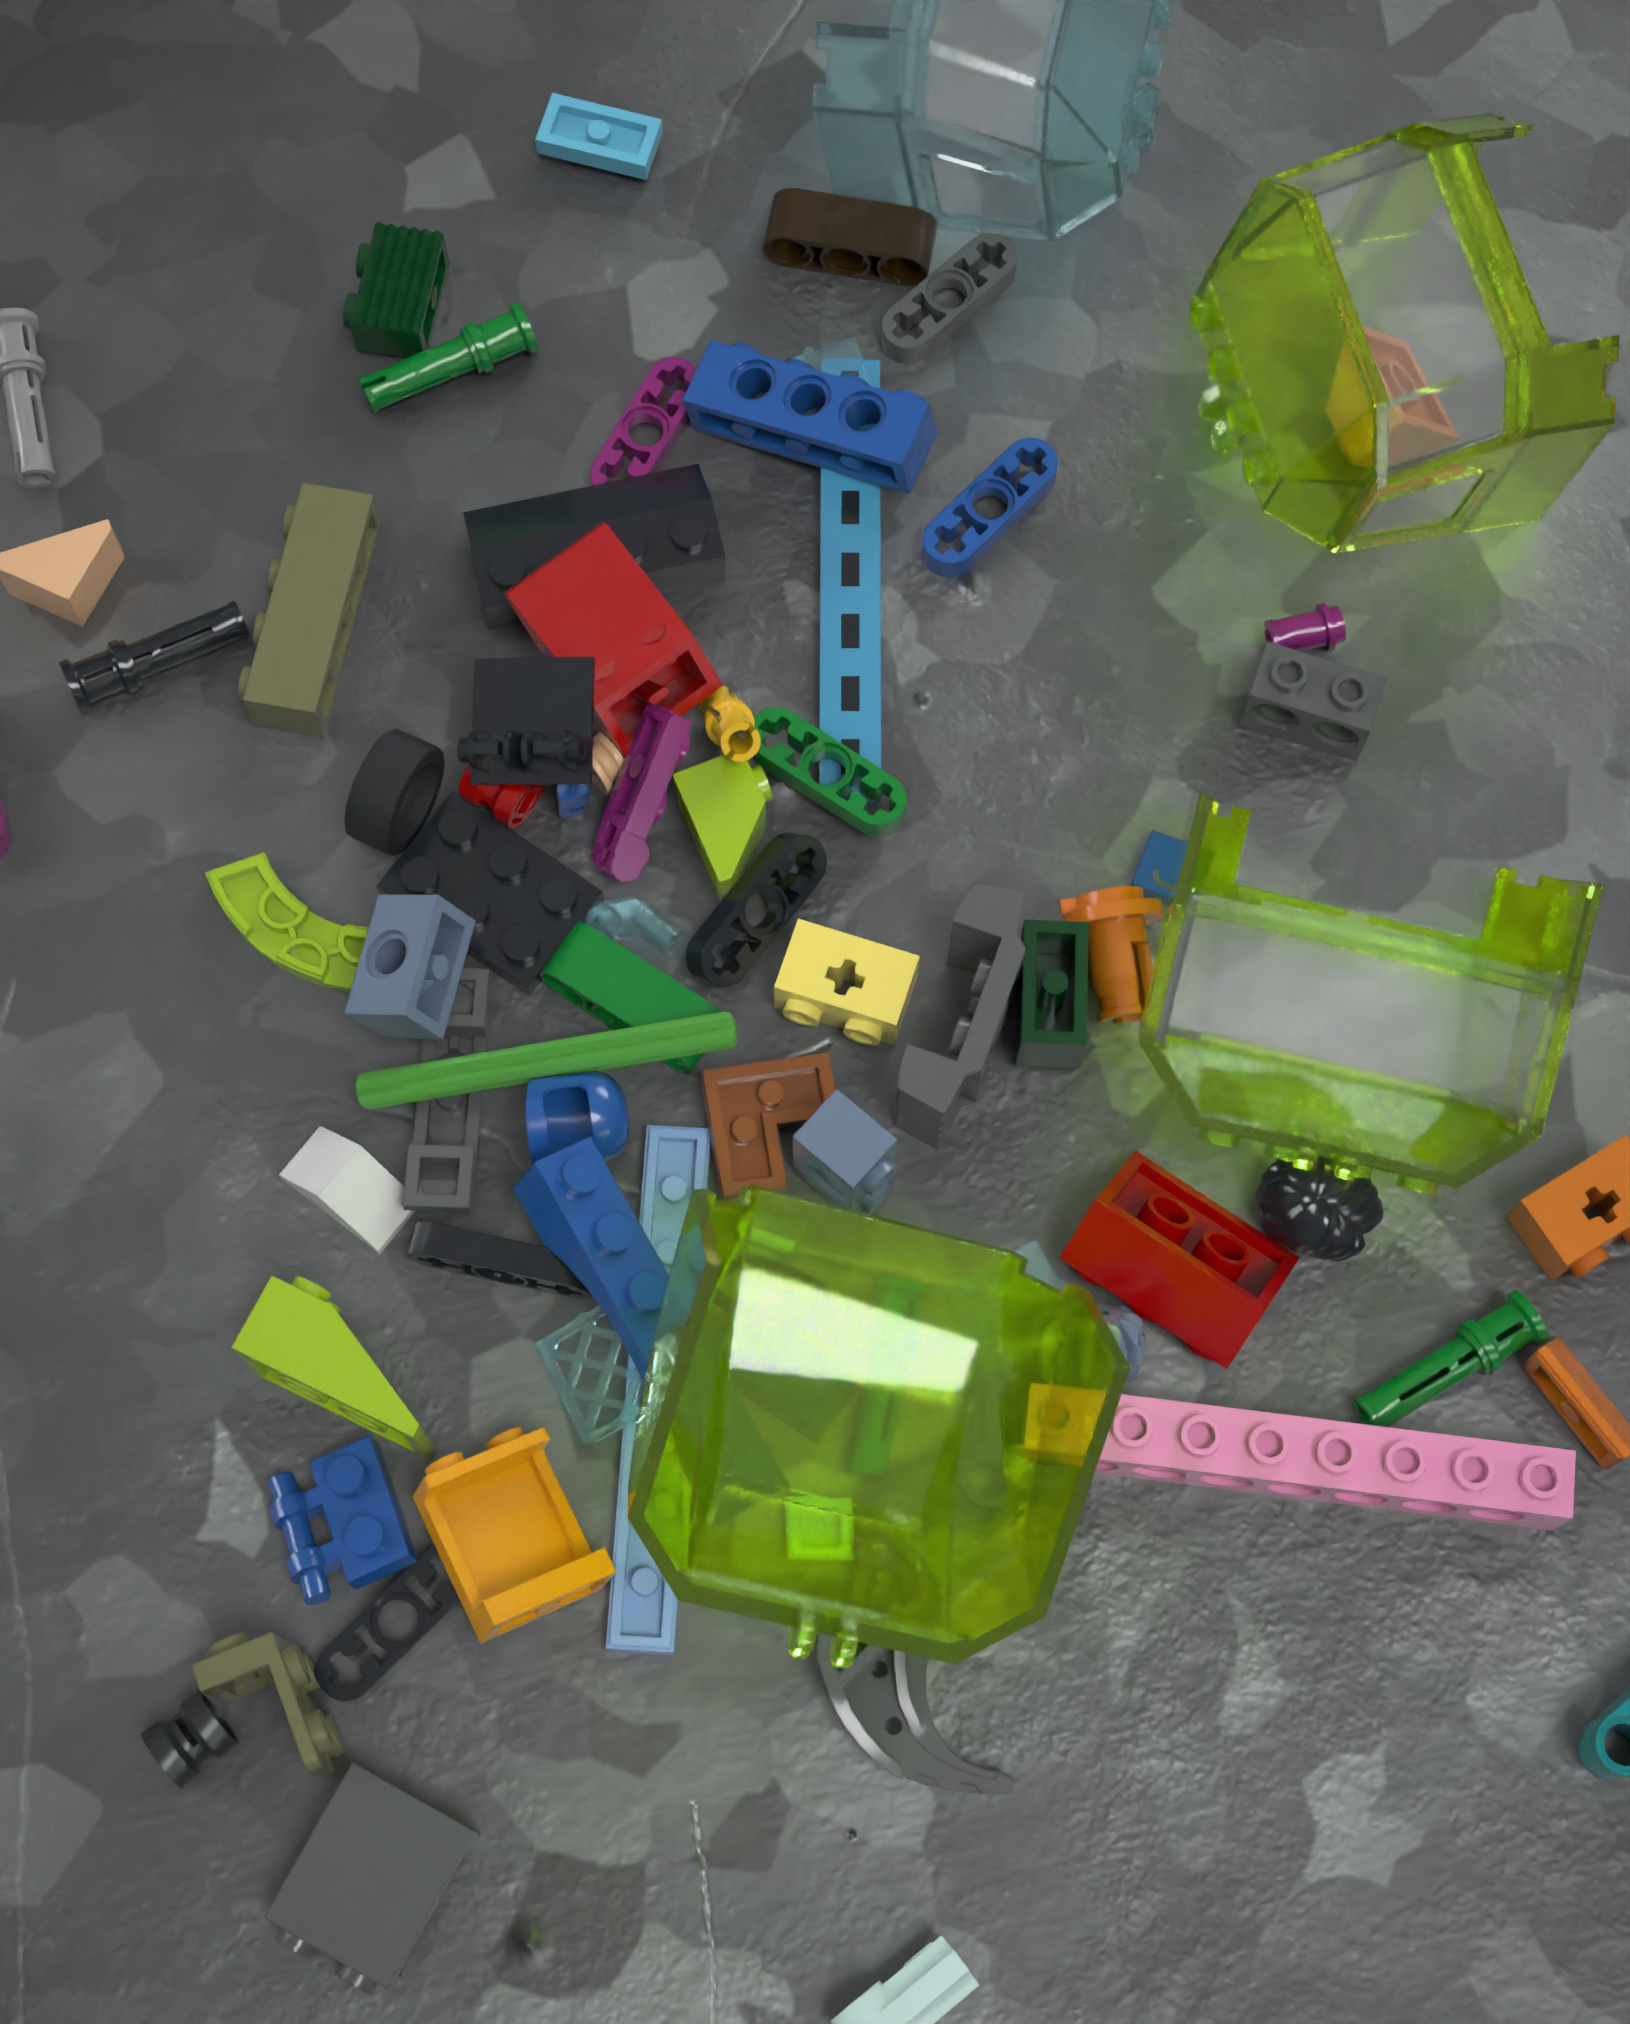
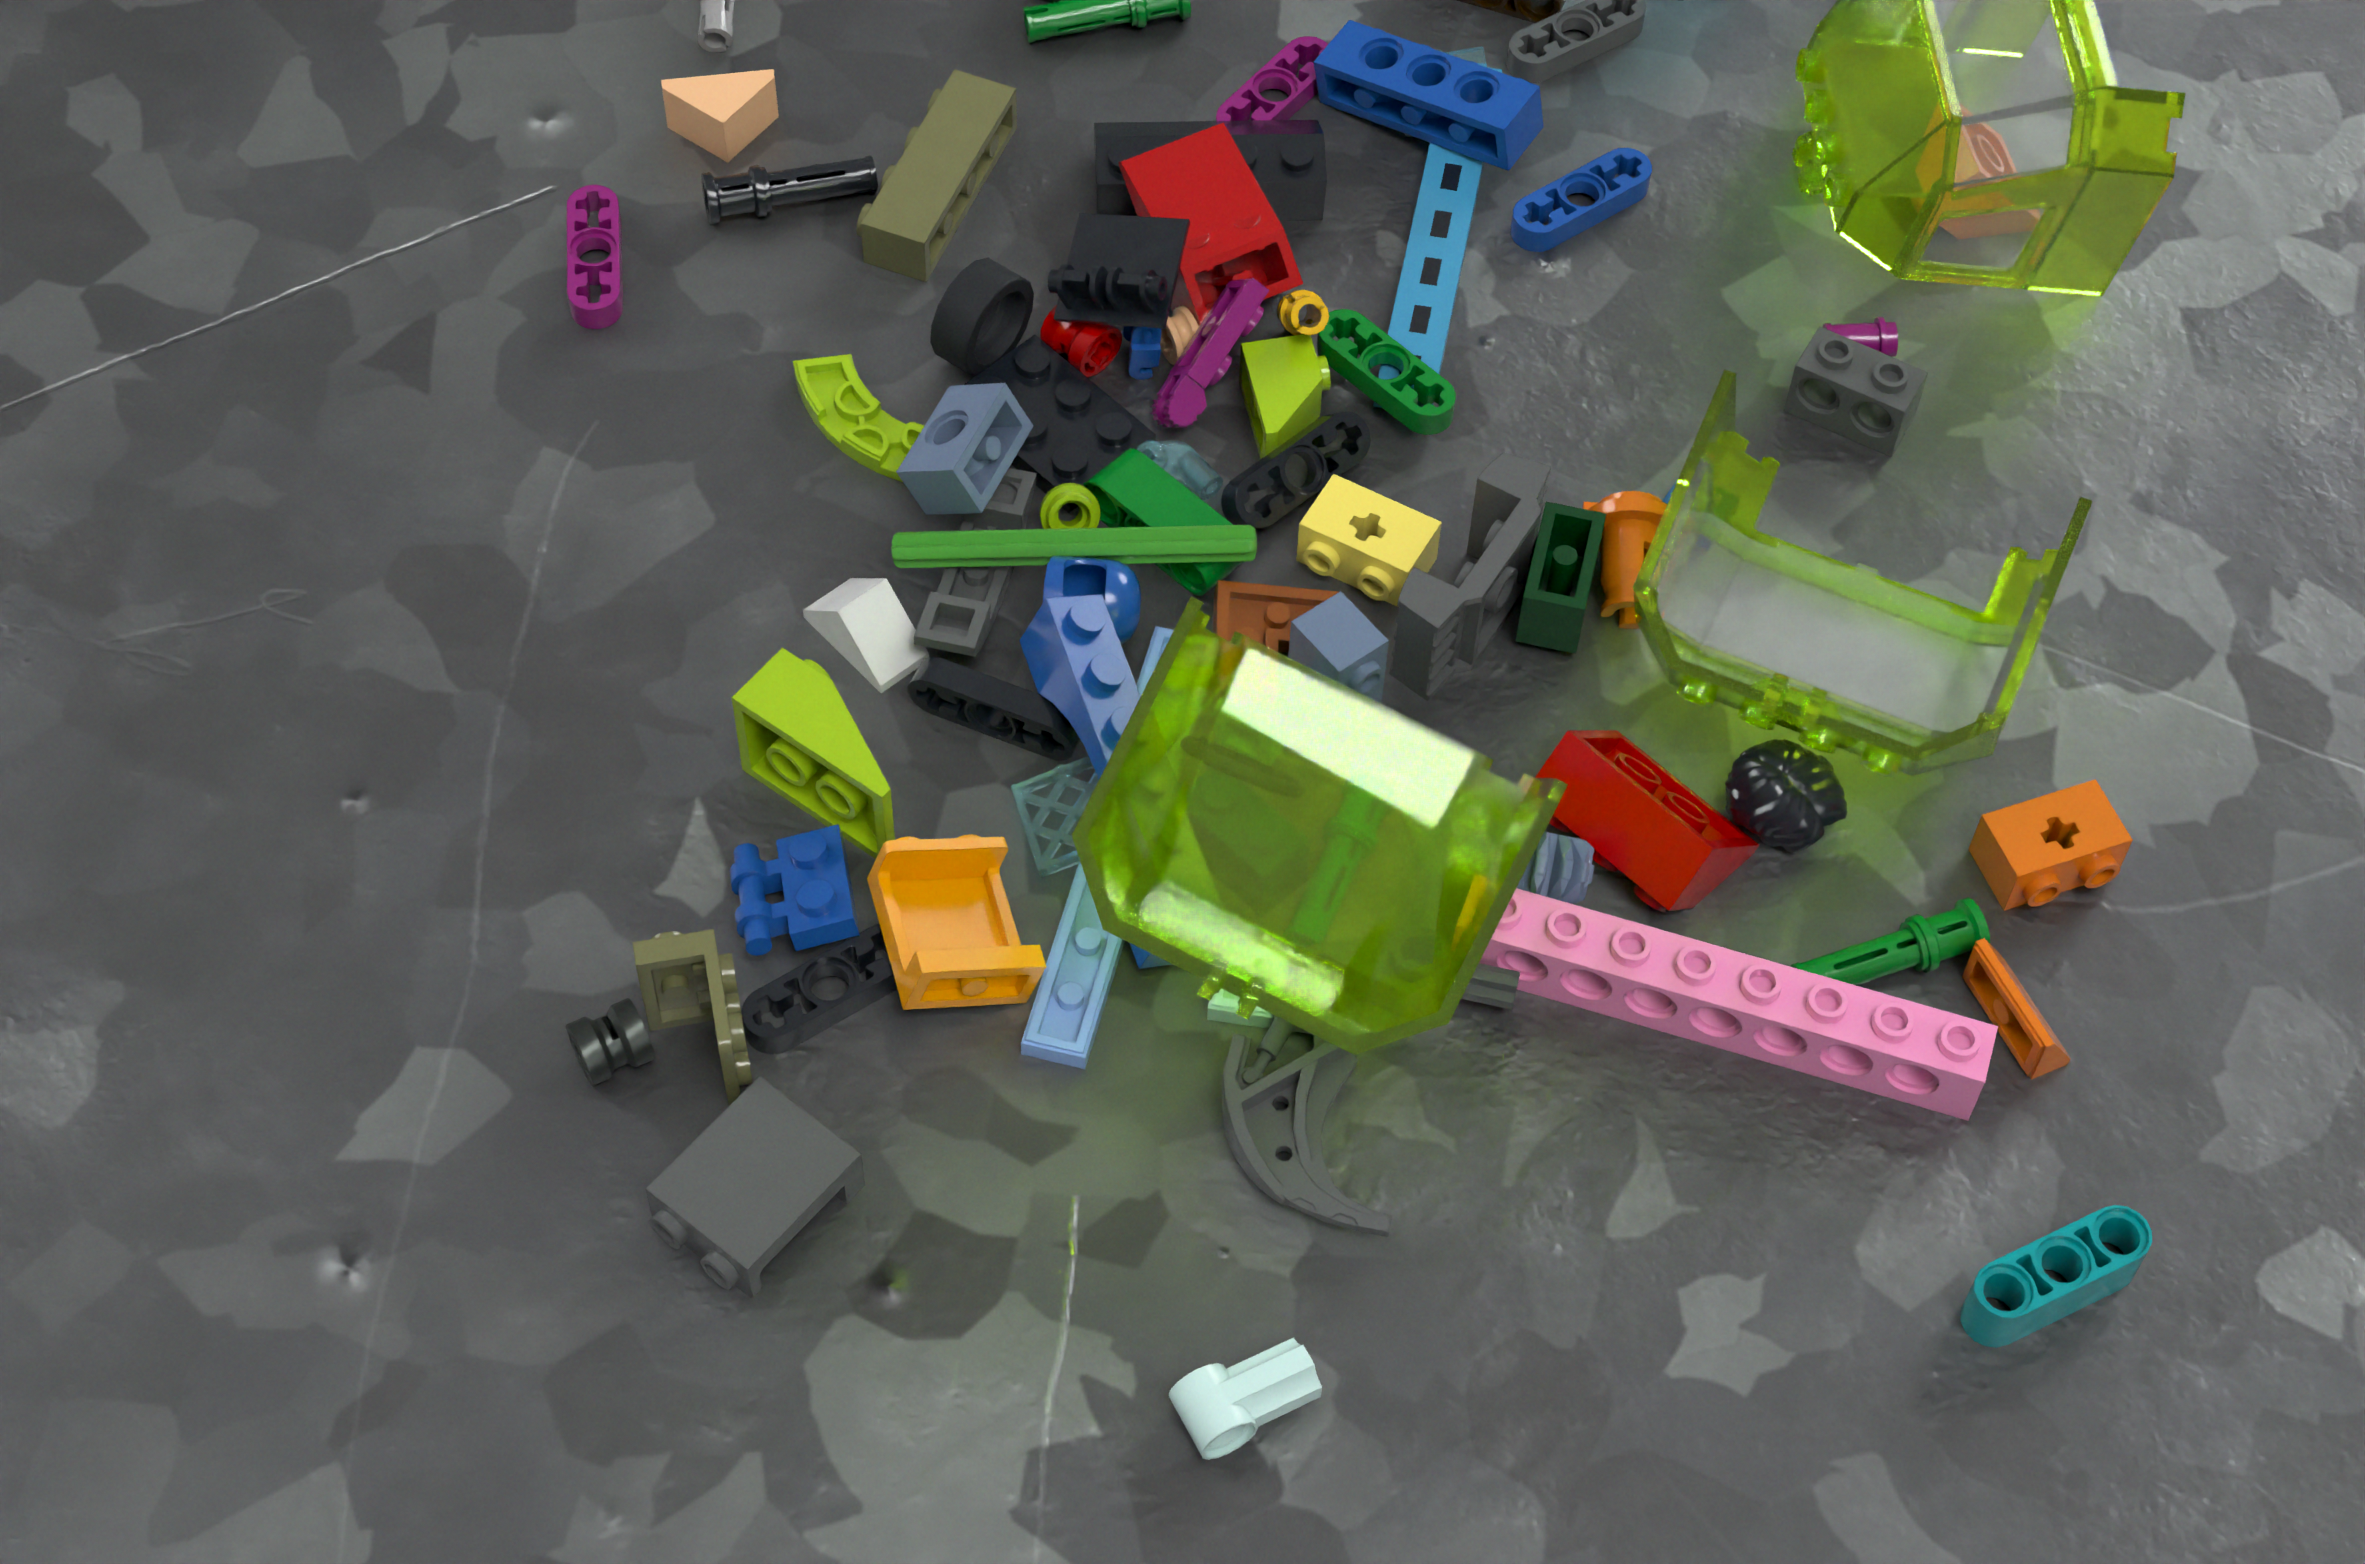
camera: 10 degrees right, 15 degrees down
(537, 1021) = (1069, 493): none -> lime plate

